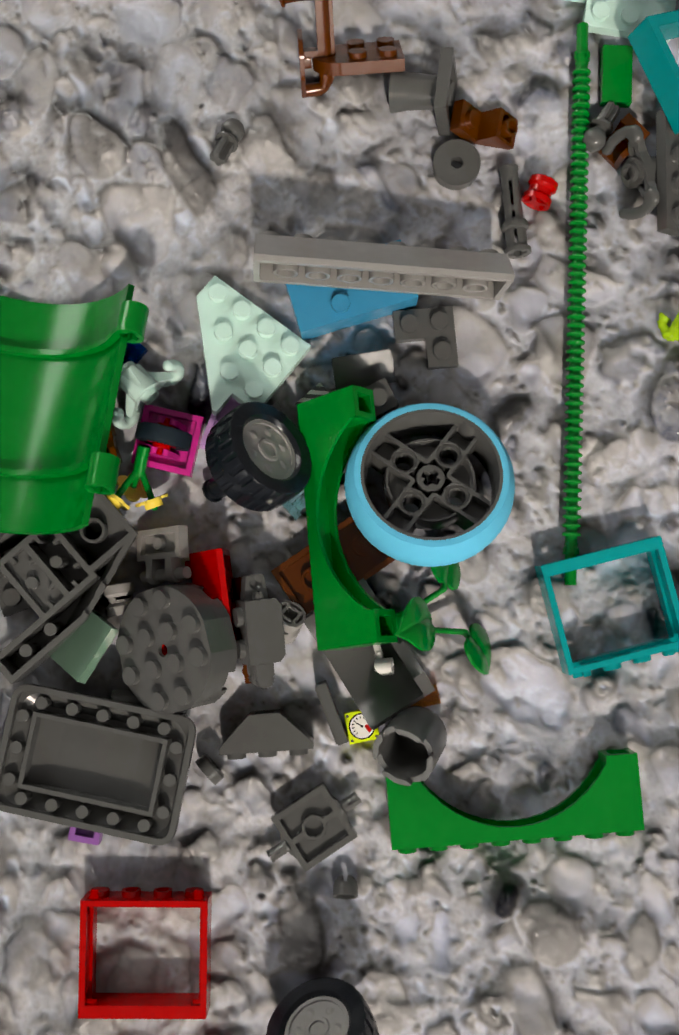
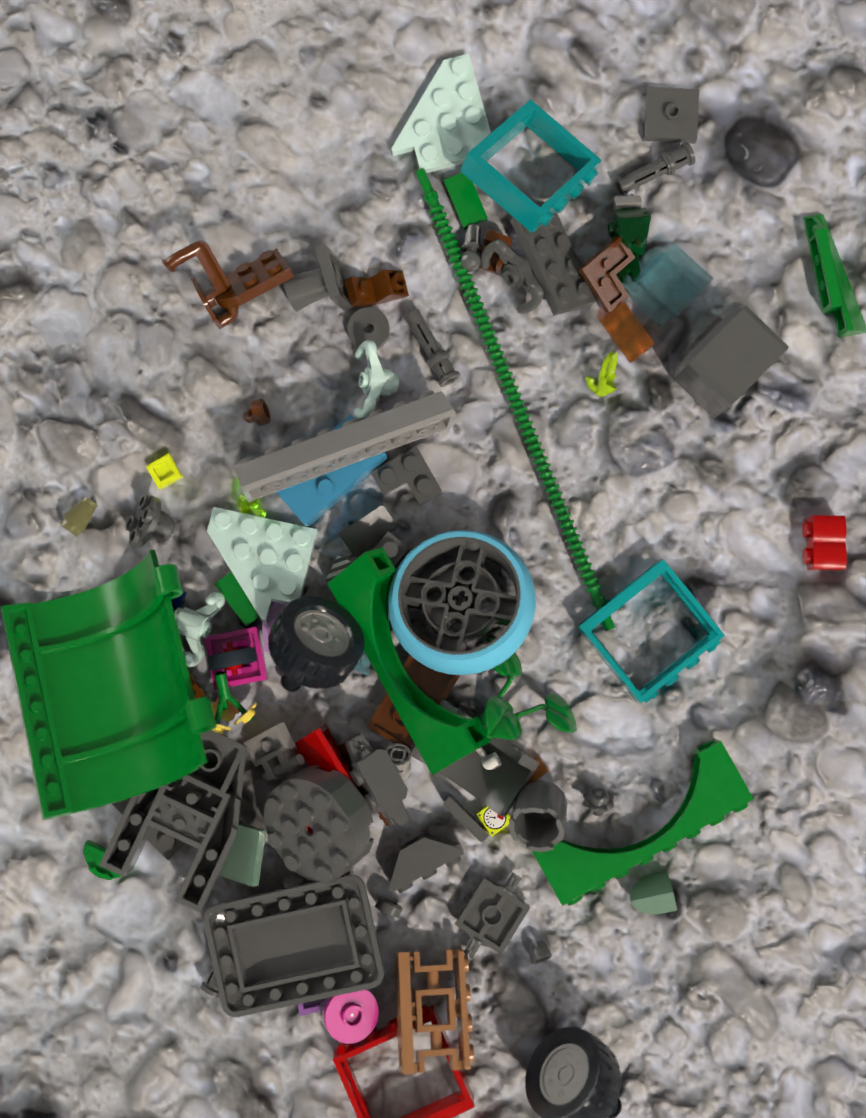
camera: 20 degrees left, 0 degrees up
(72, 223) = (79, 516): none -> olive cone
(118, 607) = (256, 811): light grey wheel -> none
(119, 863) = (350, 1015): none -> dark pink piece
(141, 261) = (149, 522): none -> dark grey plate
(180, 217) = (164, 471): none -> neon yellow tile
(185, 888) = (412, 1011): none -> medium nougat fence
(196, 381) = (237, 599): none -> green tile
(227, 141) = (174, 392): dark grey axle -> none
(253, 290) = (248, 507): none -> clear neon green plate
(304, 199) = (258, 413): none -> reddish brown tile
(440, 216) = (374, 379): none -> light aqua piece
(478, 758) = (598, 801): none -> dark grey plant
(493, 882) = (653, 894): none -> sand green brick
(539, 192) = (445, 323): red wheel -> none

